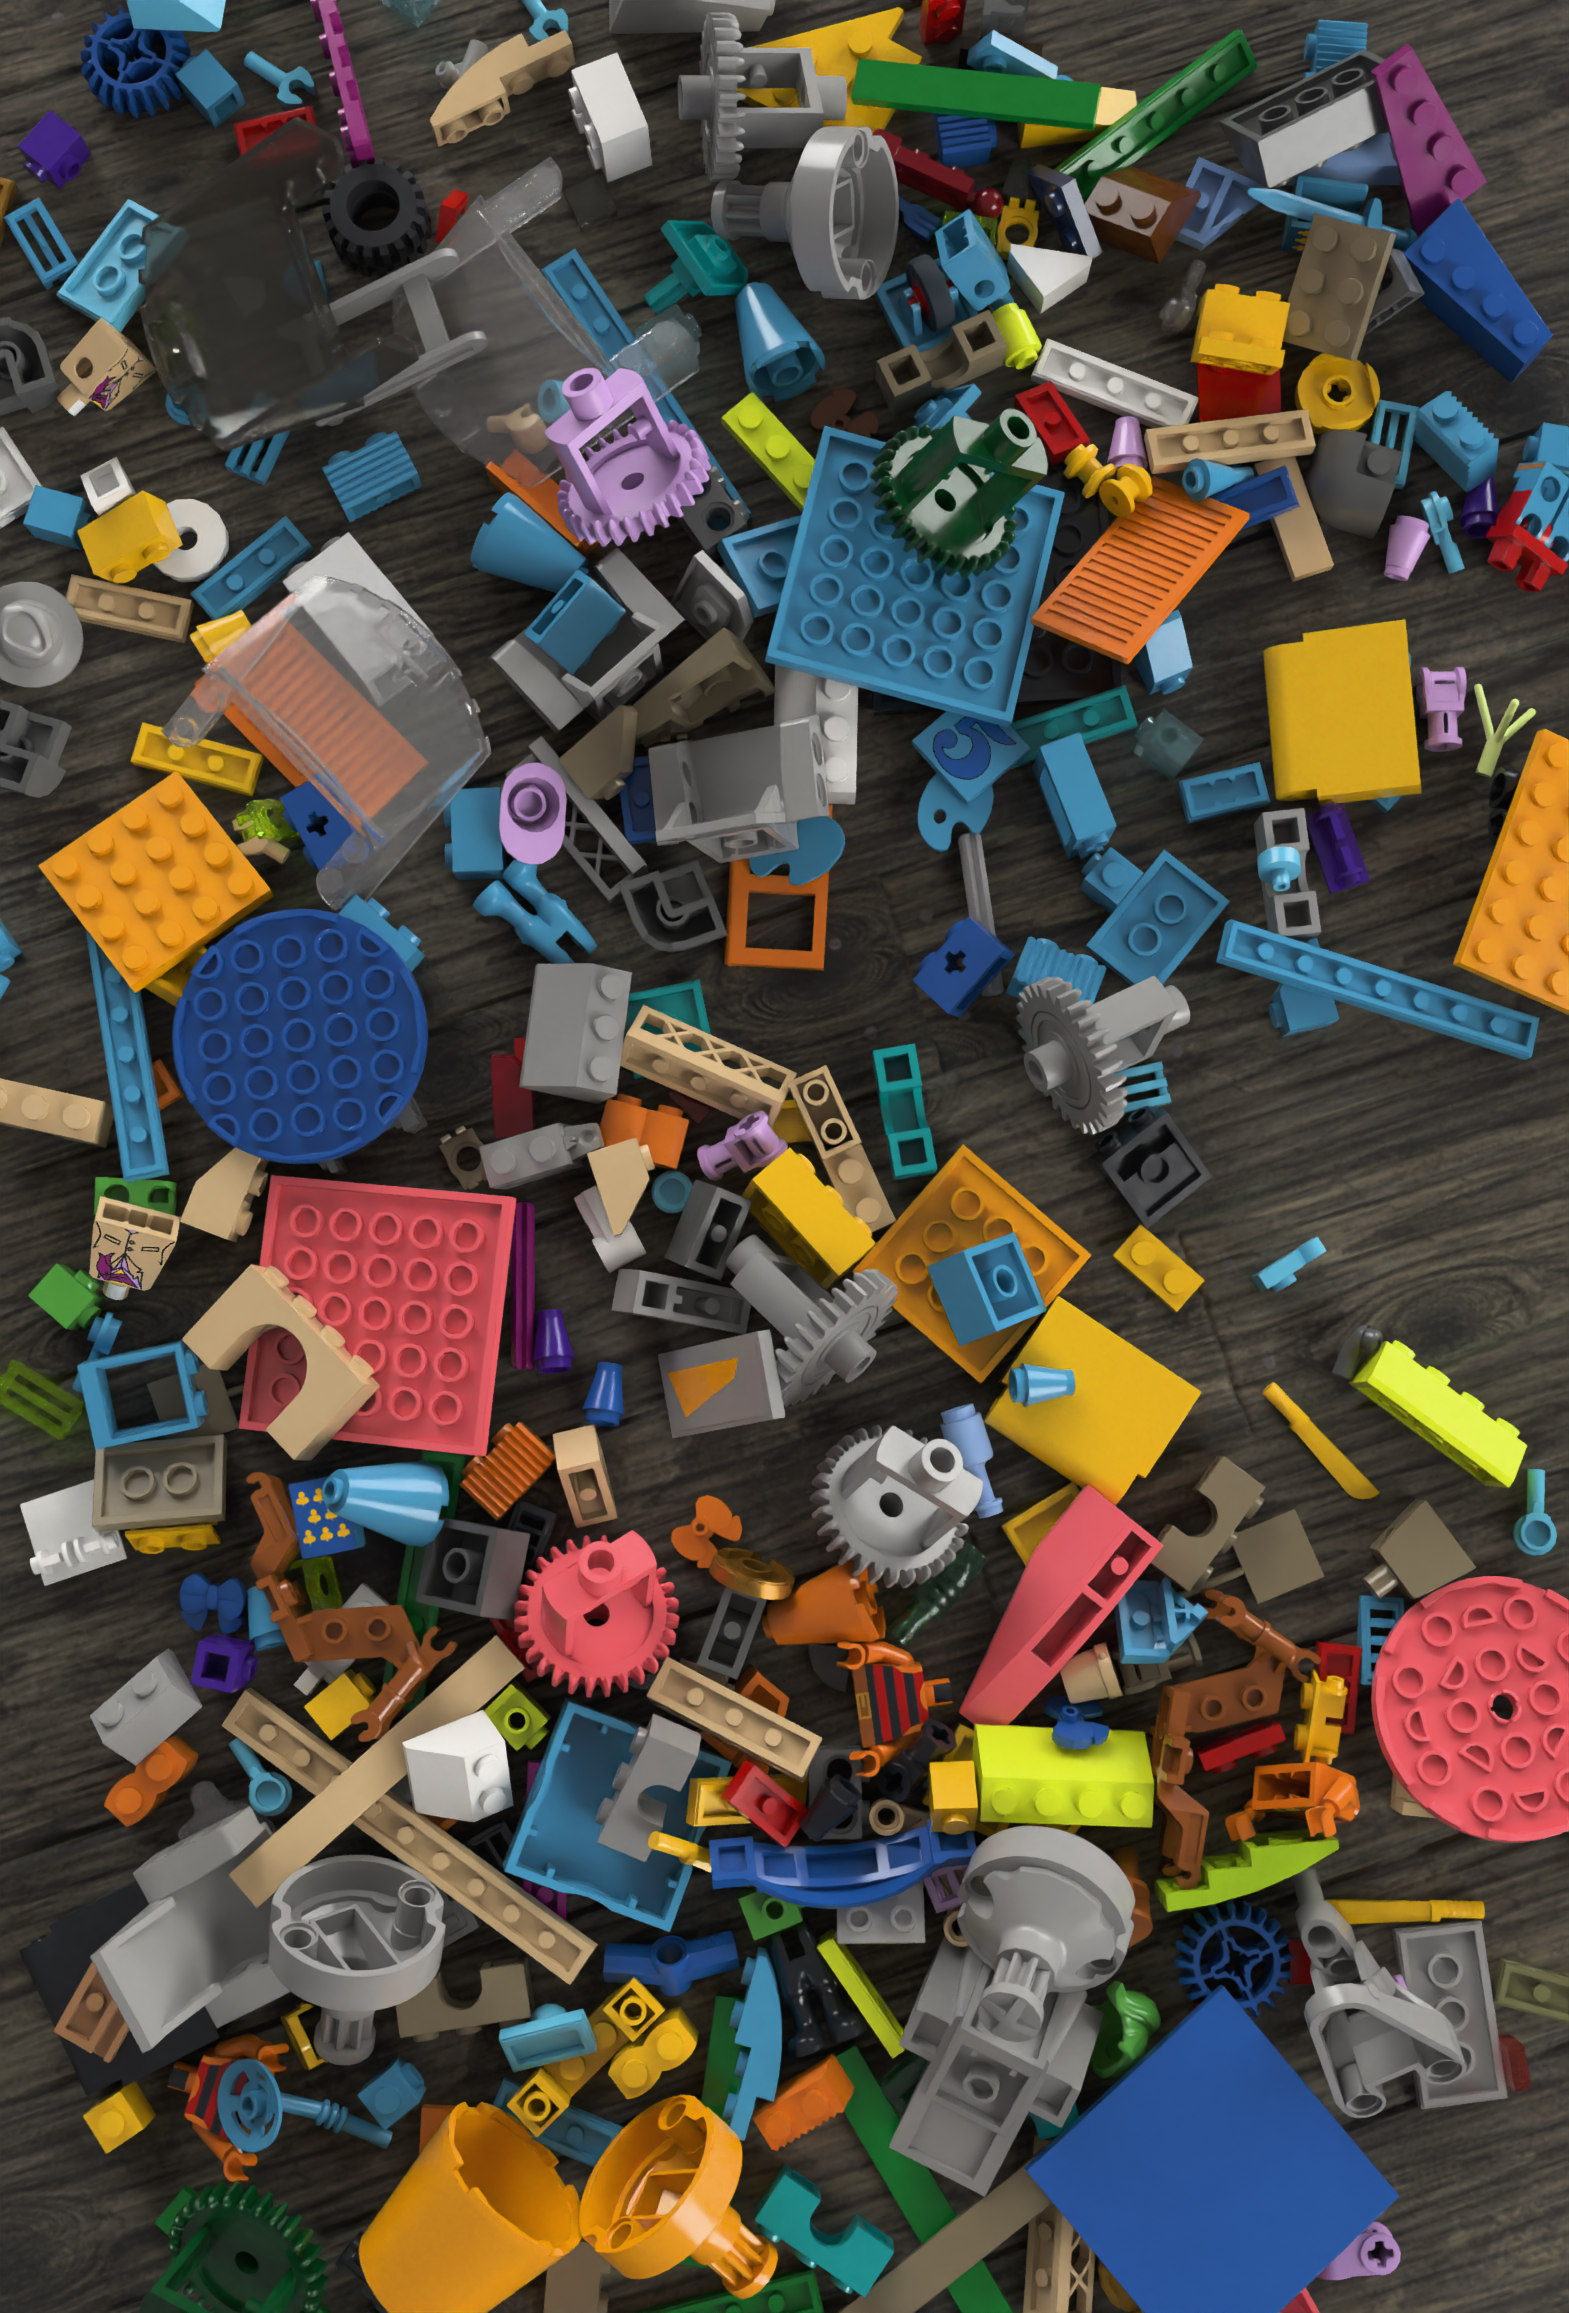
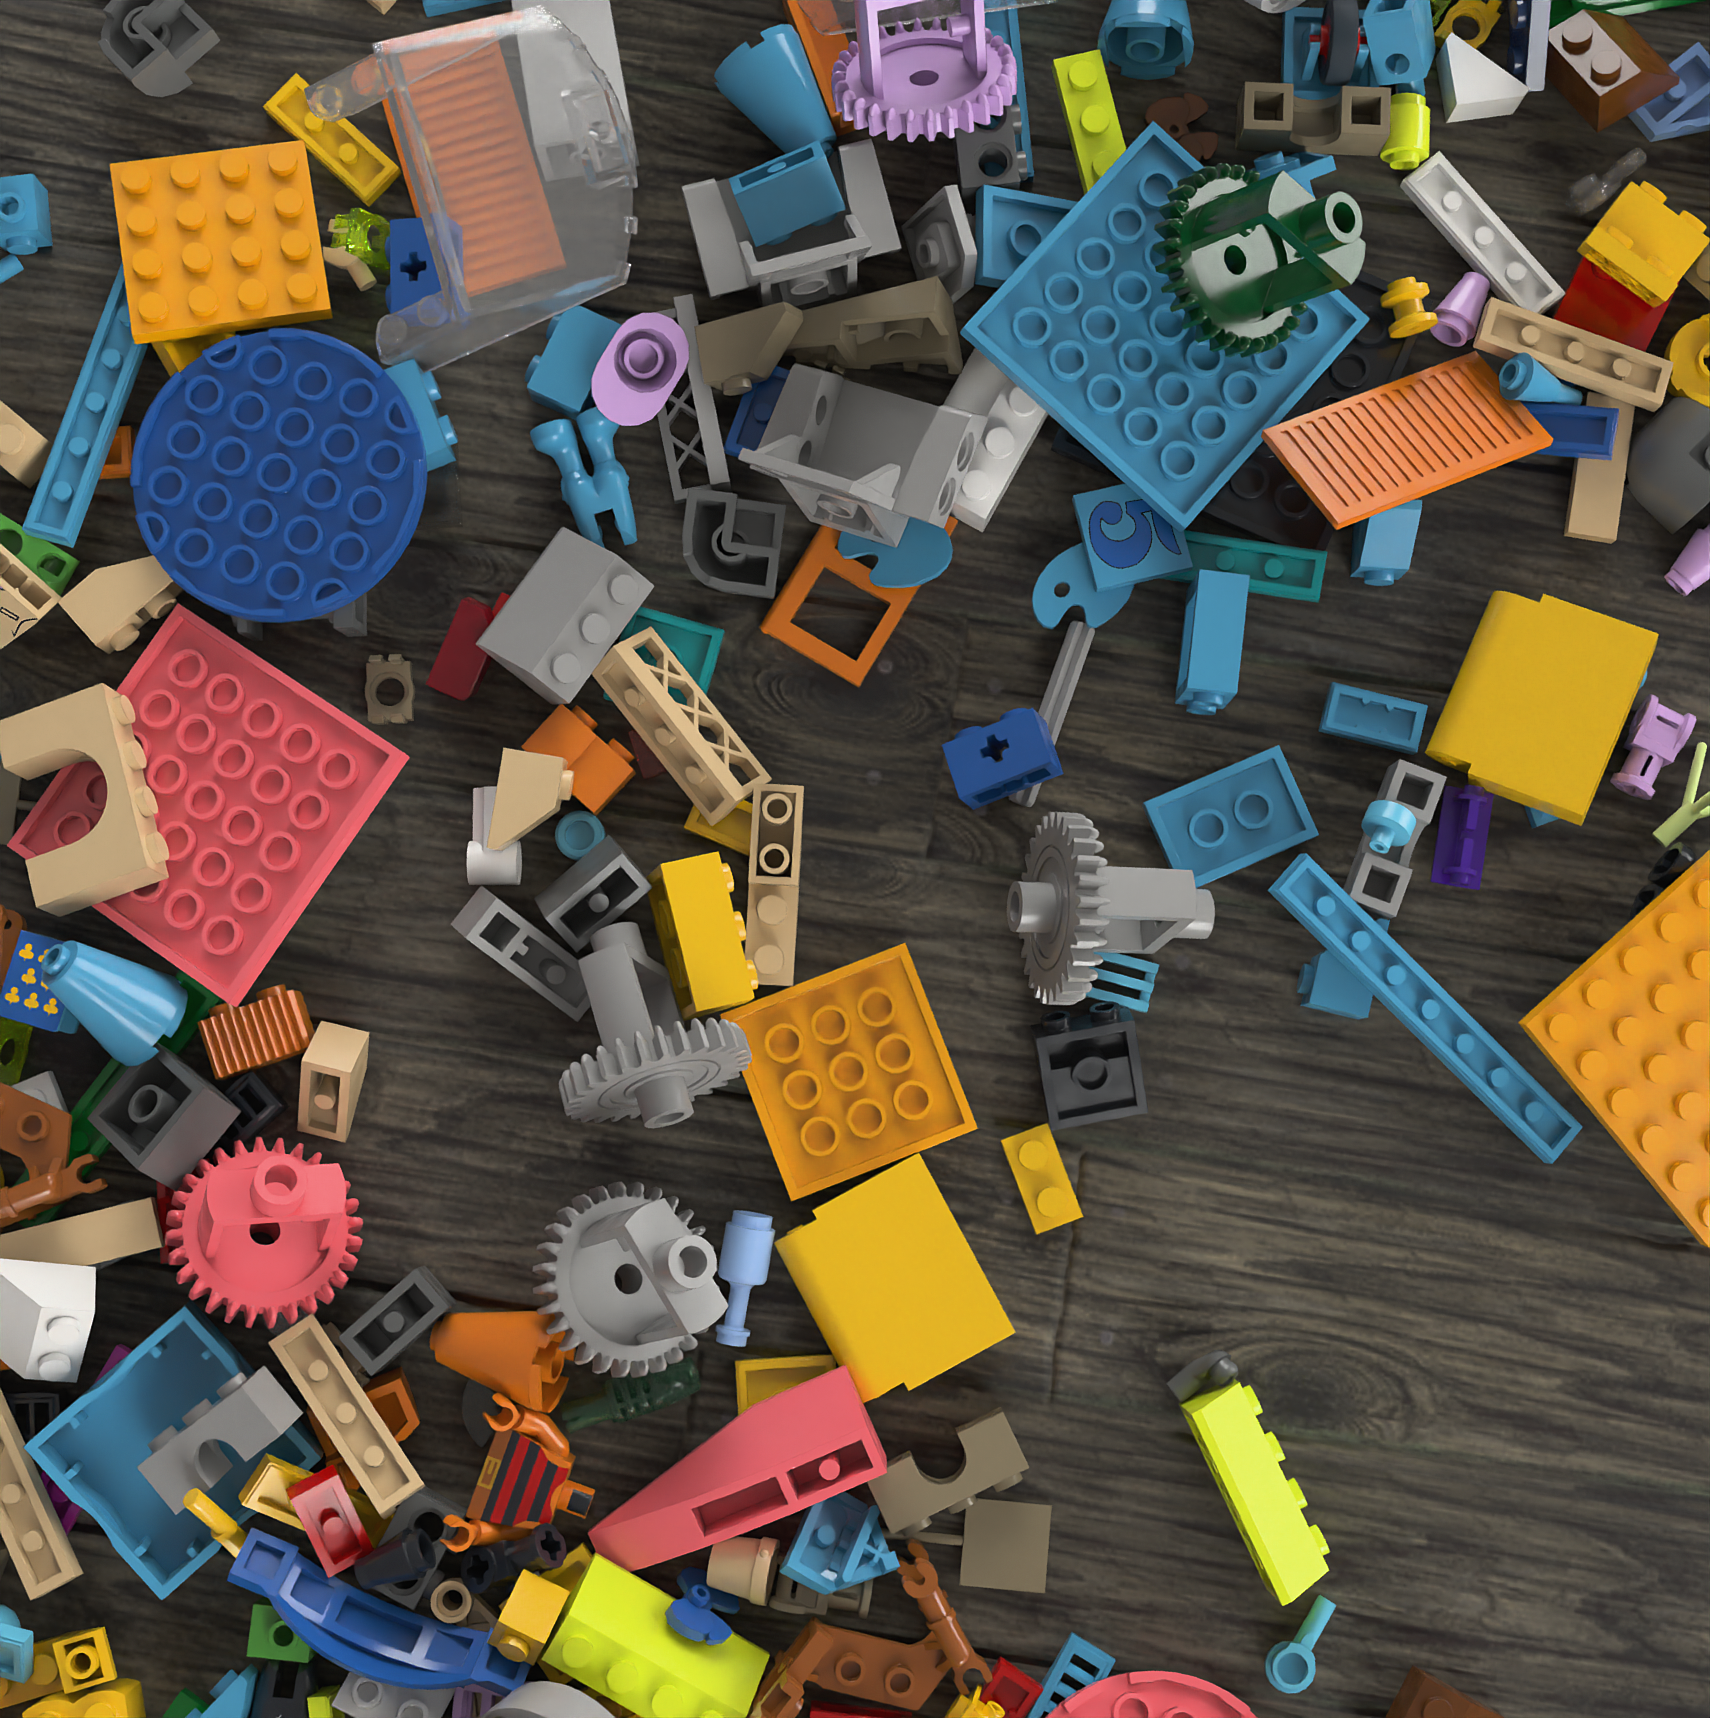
camera: 25 degrees right, 0 degrees up
(218, 634) = (417, 18): yellow cone -> none
(518, 1700) = (144, 1279): neon yellow brick -> none
(523, 1287) = (374, 851): magenta axle -> none
(539, 1153) = (459, 723): light grey hinge -> none
(552, 1344) = (372, 927): dark purple cone -> none
(605, 1398) = (398, 1009): blue cone -> none
(671, 1961) = (152, 1630): blue piece -> none
(711, 1516) = (441, 1193): orange piece -> none
(721, 1384) = (517, 1061): light grey tile -> none
(744, 1573) = (444, 1276): pearl gold tile -> none
(745, 1145) = (678, 825): lavender connector -> none
(903, 1112) = (860, 877): teal arch -> none
(986, 1288) = (847, 1106): dark azure slope -> none
(1038, 1384) = (847, 1234): dark azure cone -> none
(1044, 959) = (1094, 797): dark azure brick -> none
(1052, 420) = (1395, 238): red plate -> none
(1109, 879) = (1204, 745): dark azure brick -> none
(1131, 485) = (1446, 347): yellow wheel -> none
(1166, 743) = (1340, 636): clear light blue brick -> none
(1280, 1273) = (1166, 1250): medium azure plate -> none
(1327, 1453) = (1118, 1472): yellow piece -> none
(1416, 1554) = (1152, 1622): dark tan torso -> none

